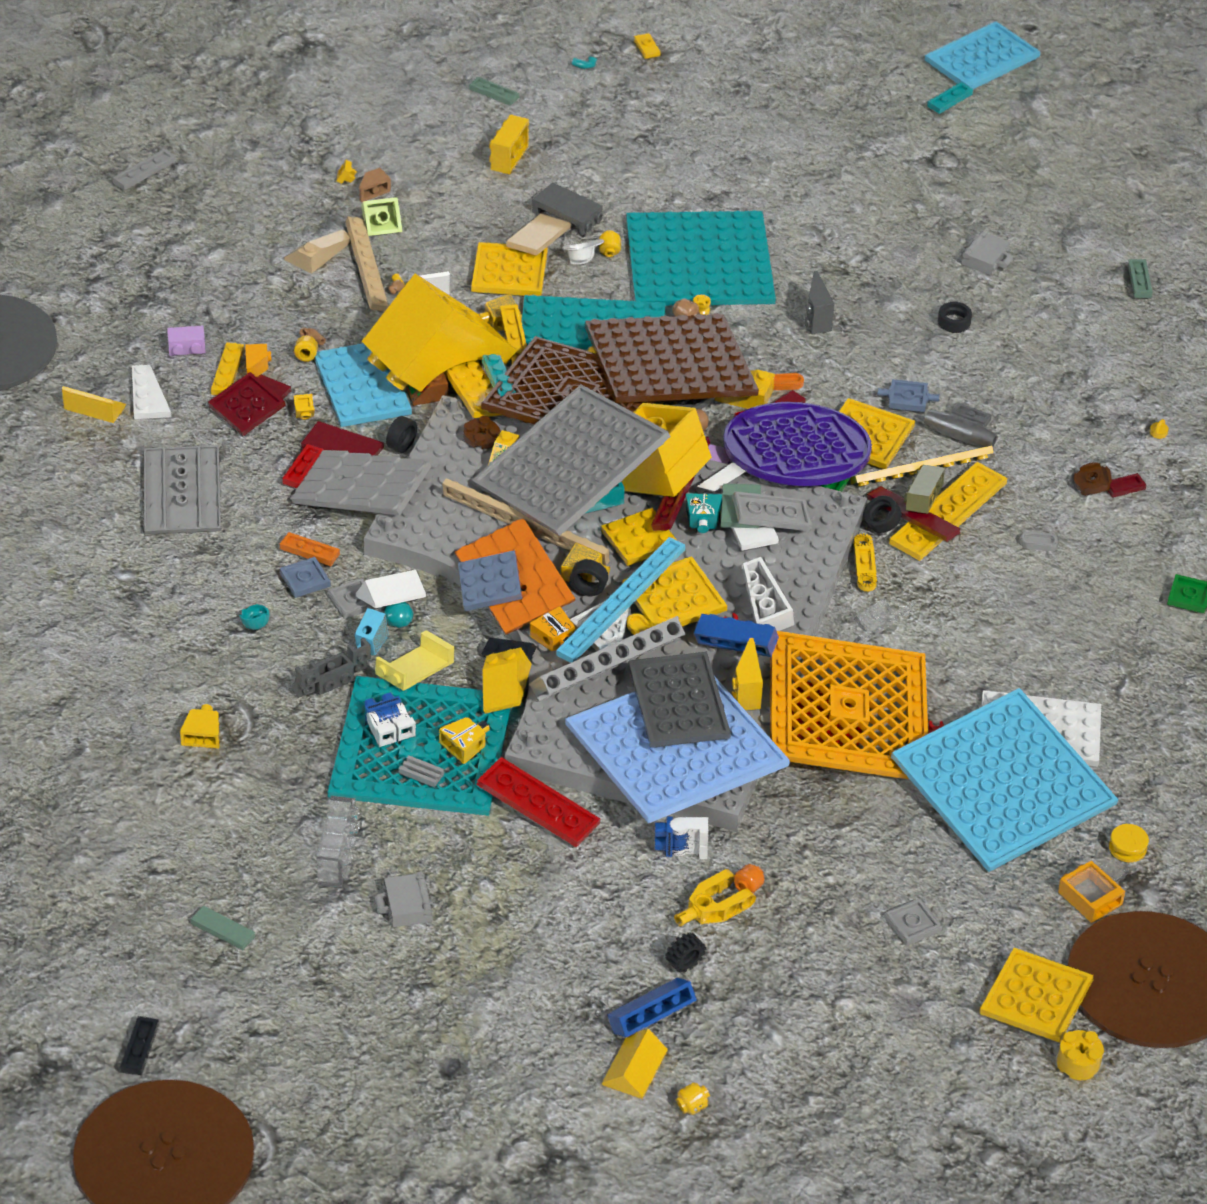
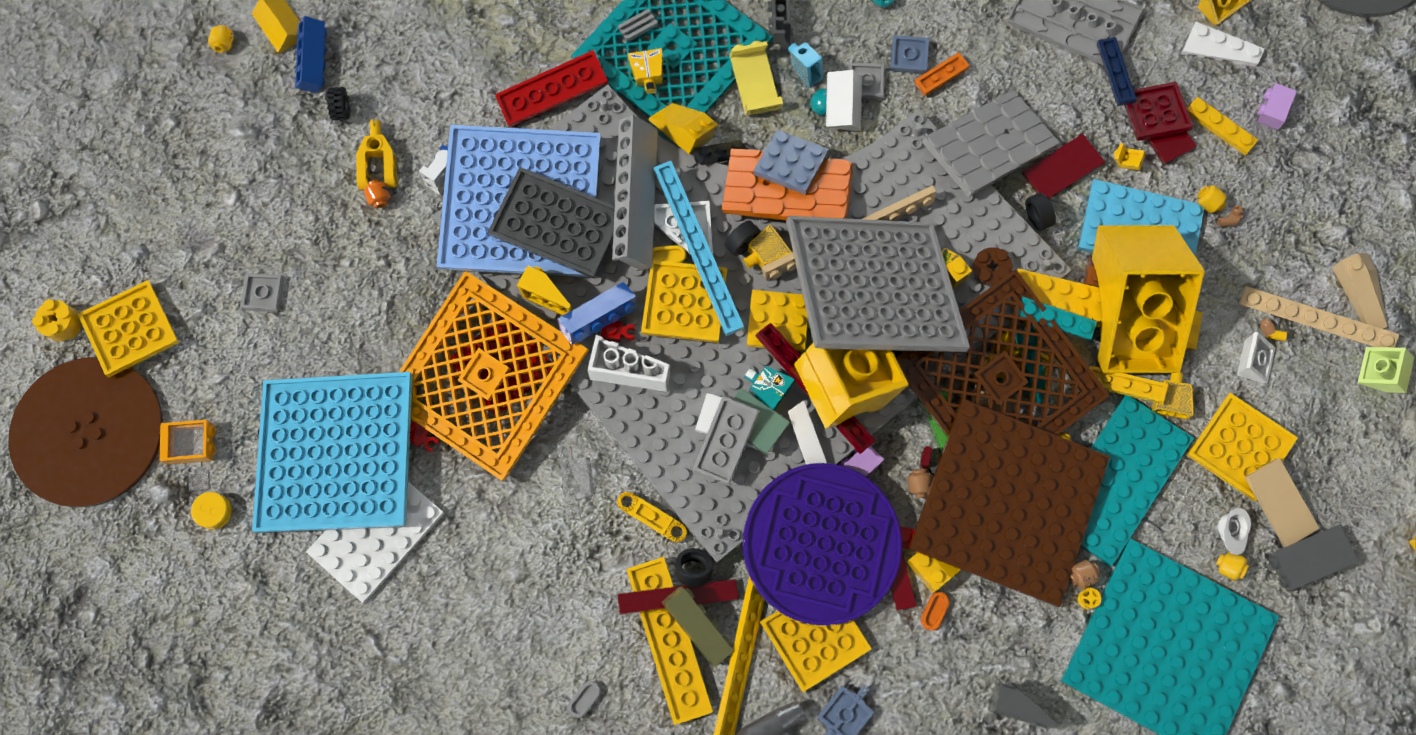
camera: 130 degrees right, 30 degrees up
(226, 438) = (1116, 71): none -> dark blue tile
(257, 358) = (1216, 149): light orange slope -> none
(301, 466) = (1051, 119): red plate -> none
(388, 718) = (700, 23): white hips -> none
(552, 629) = (705, 183): light orange torso -> none

